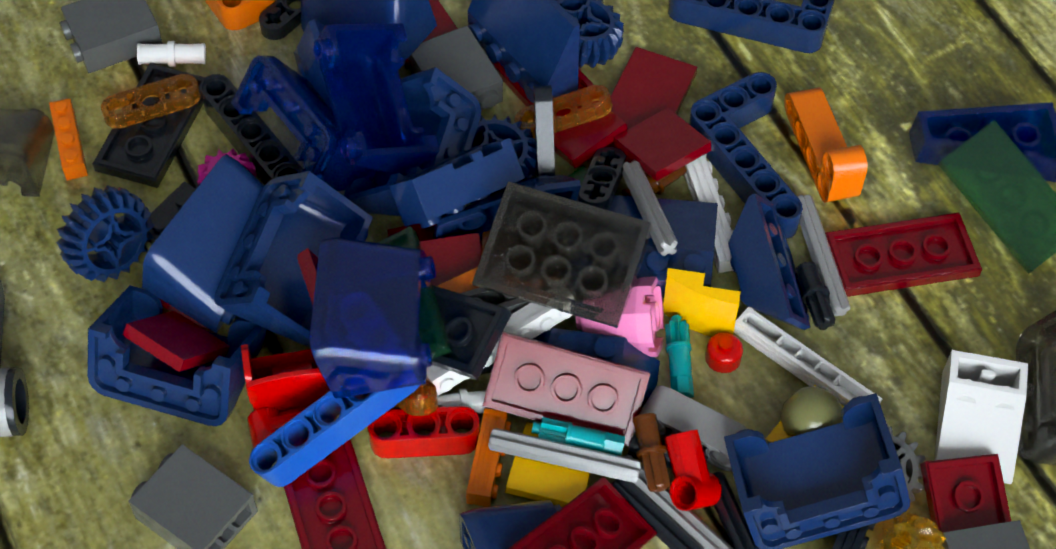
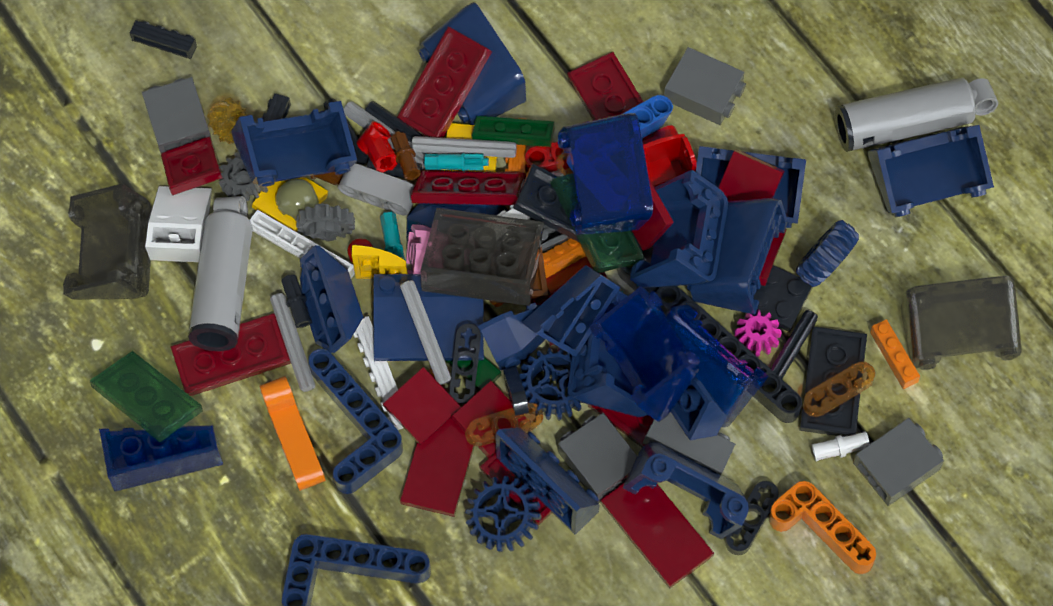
camera: 175 degrees right, 10 degrees up
(186, 166) = (794, 343): none -> black axle
(488, 464) = (514, 130): none -> dark green tile
(772, 371) = (325, 222): none -> dark grey gear
(918, 324) = (221, 276): none -> light grey piece

